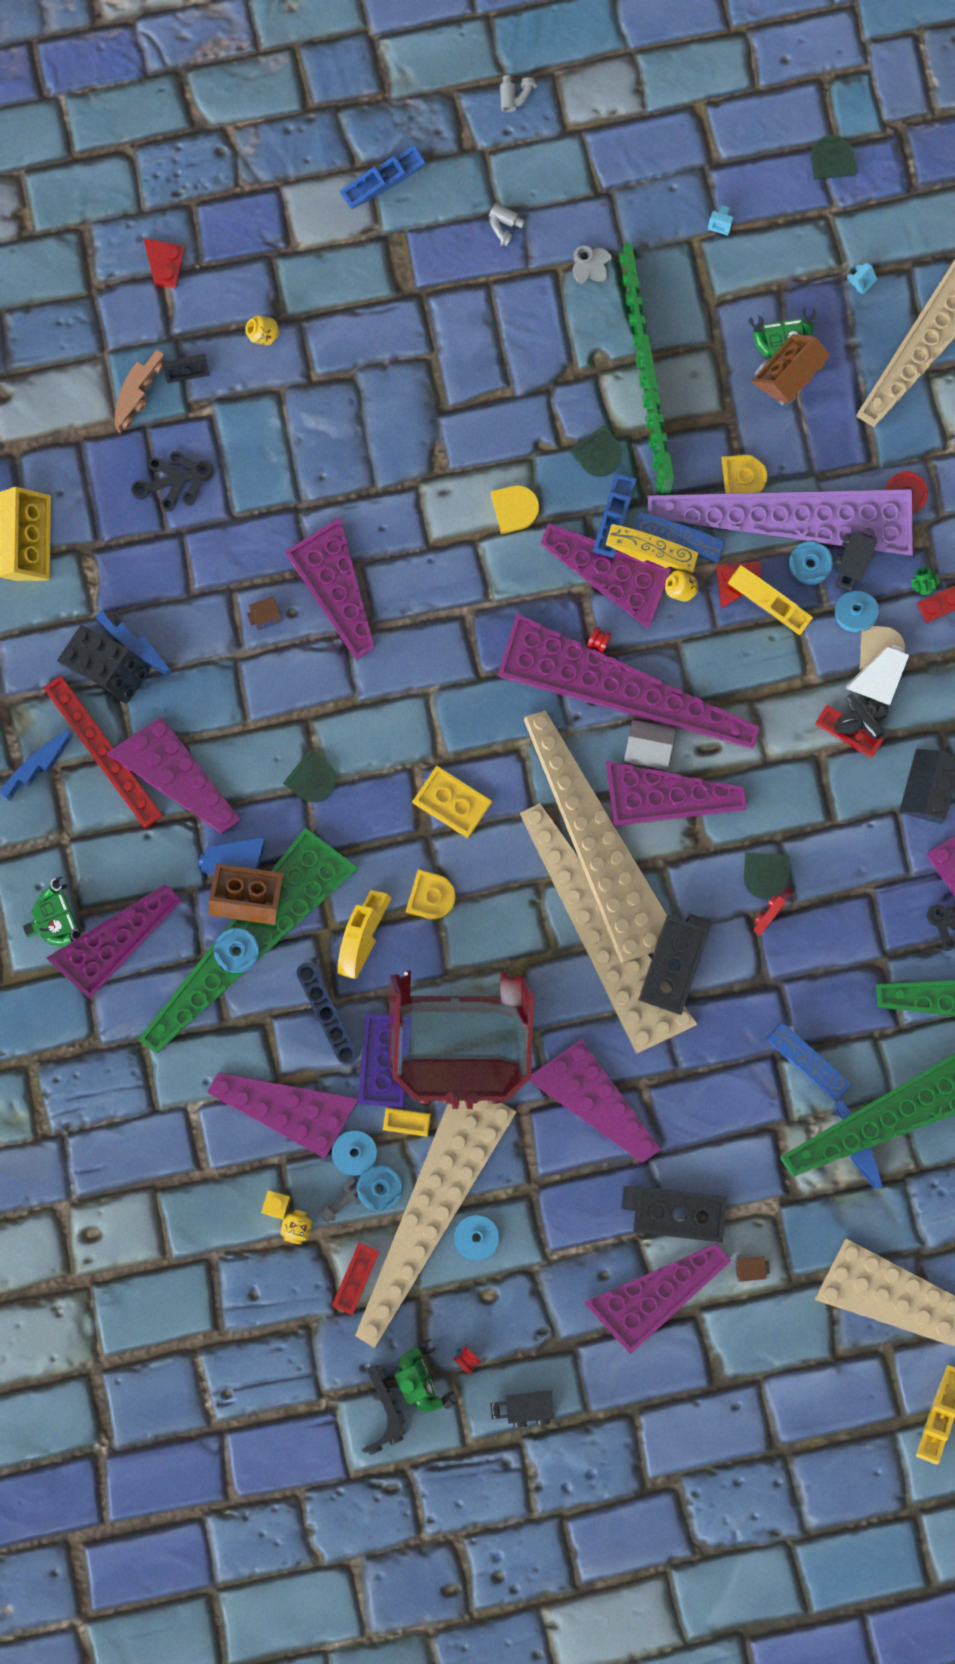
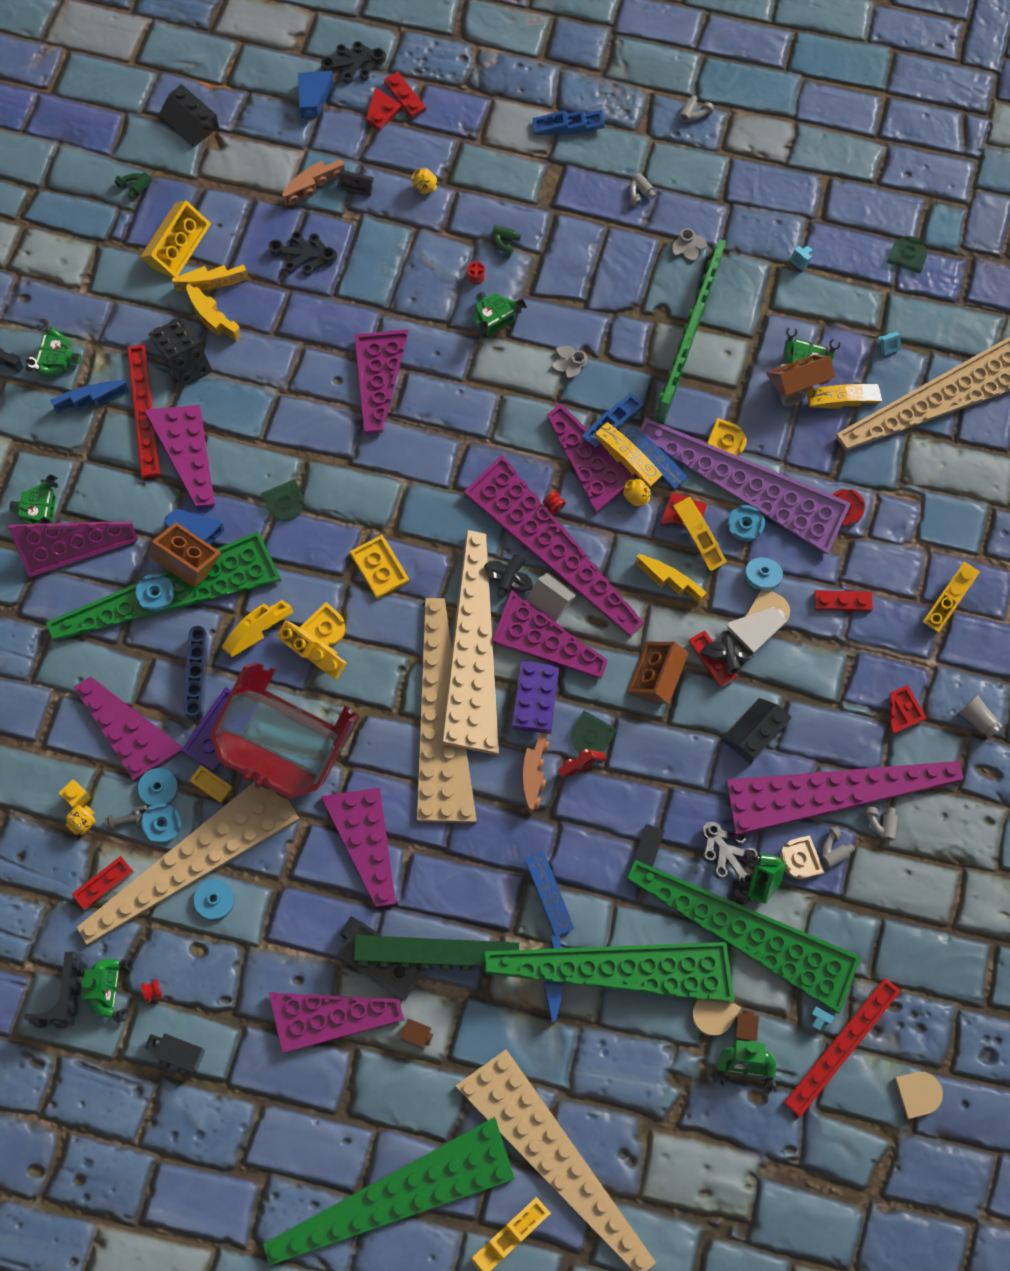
camera: 25 degrees right, 10 degrees down
(76, 279) = (313, 92): none -> blue slope
(82, 568) = (210, 279): none -> yellow slope
(101, 213) = (374, 57): none -> black plant
(106, 600) = (207, 311): none -> yellow slope
(138, 646) = (211, 349): blue slope -> none
(180, 230) = (404, 95): none -> red plate
(264, 613) = (315, 369): reddish brown brick -> none
(376, 407) = (479, 270): none -> red wheel
(386, 349) = (505, 234): none -> dark green plant
(422, 451) = (495, 312): none -> green torso
(434, 927) = (312, 649): none -> yellow slope
(514, 508) = (541, 383): yellow tile -> none
(529, 469) = (567, 362): none -> light grey plate
(594, 744) = (509, 575): none -> black plant
(598, 453) = (625, 374): clear green tile -> none
(681, 942) = (496, 750): black hinge -> none
(691, 864) = (535, 697): none -> dark purple plate
(722, 1183) = (425, 952): none -> dark green brick
(731, 953) = (532, 778): none -> nougat slope
(753, 663) = (664, 574): none -> yellow slope
(800, 773) = (658, 671): none -> dark orange slope
(845, 364) = (843, 395): none -> yellow slope
(850, 1389) = (441, 1176): none -> green wing
(854, 557) = (781, 533): black brick -> none
(882, 961) = (649, 845): none -> black tile
(925, 581) = (829, 576): green gear -> none

